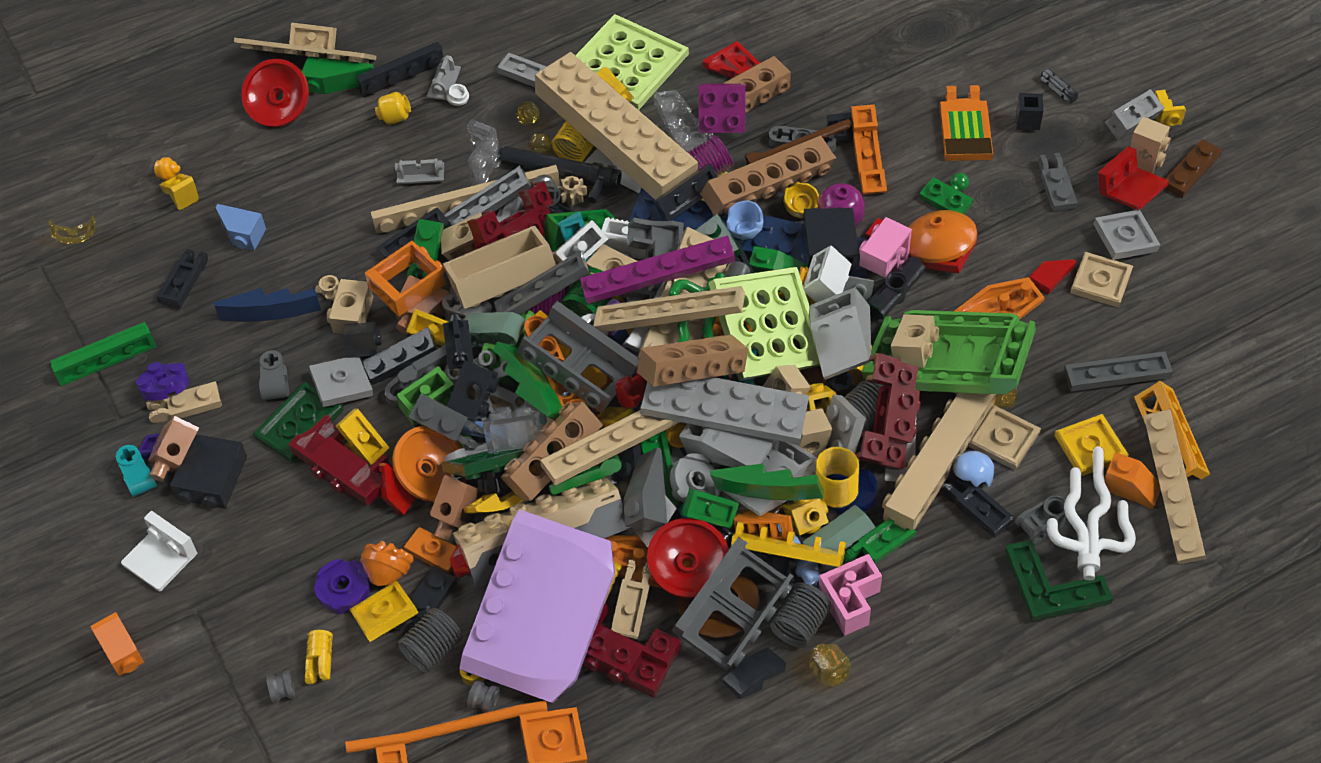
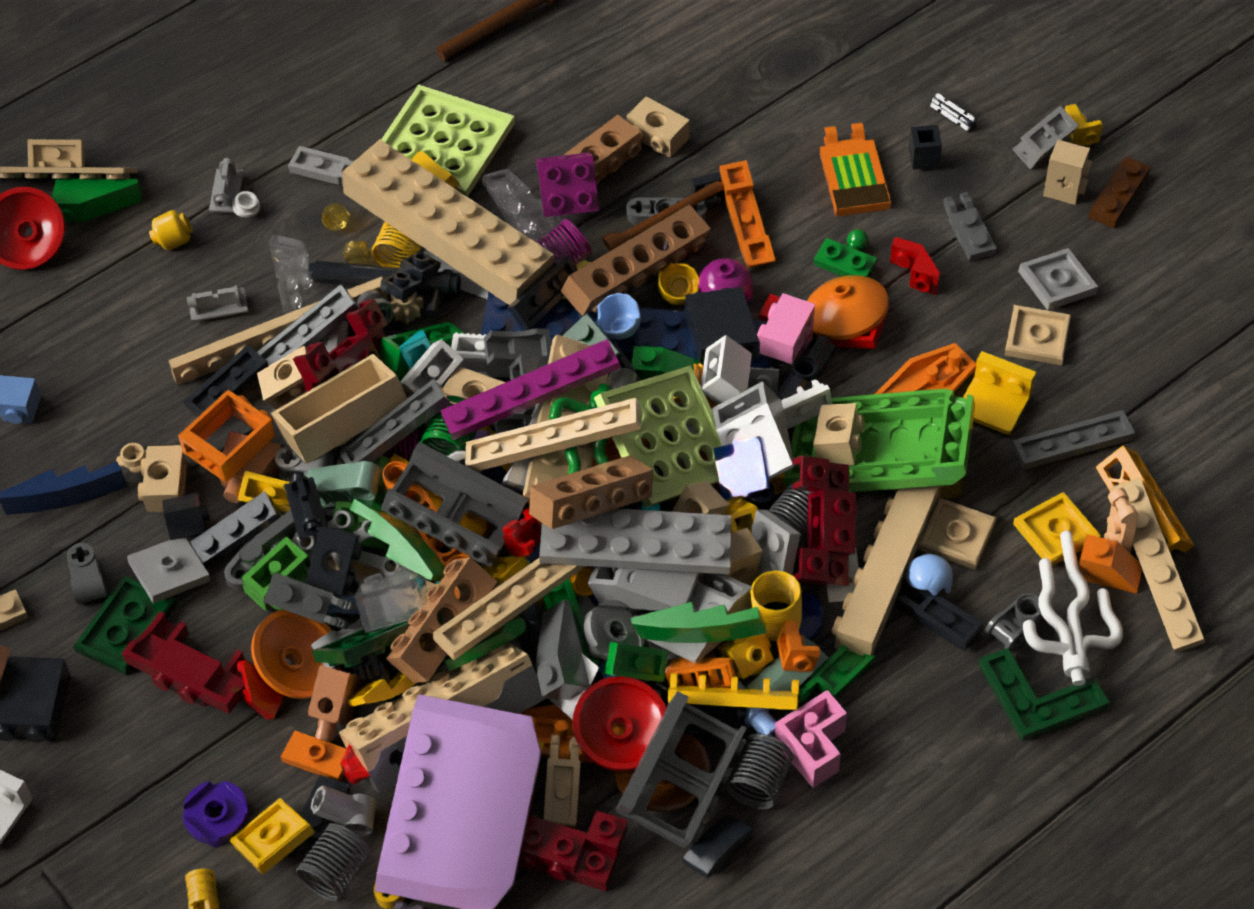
camera: 10 degrees left, 0 degrees up
(362, 437) = (207, 632): yellow slope -> none
(385, 563) = (263, 779): orange hair -> none
(400, 69) = (170, 181): black plate -> none
(429, 236) = (244, 381): green hinge -> none
(455, 601) = (353, 811): none -> light grey piece
(582, 166) = (413, 275): none -> black slope
(731, 61) = (567, 126): red wing -> none
(808, 70) = (660, 126): none -> tan brick
(826, 358) = (741, 468): none -> clear blue piece
(829, 664) = (802, 823): clear yellow head -> none
(844, 516) = (793, 653): none -> orange bracket
(890, 312) = (805, 403): none -> white plate
(1004, 200) = (914, 256): none -> red slope
(1051, 273) = (980, 334): red tile -> none
(1060, 323) = (1000, 392): none -> yellow bracket
(1127, 183) = (1052, 219): red bracket -> none
(1148, 443) = (1122, 519): none -> light nougat plate

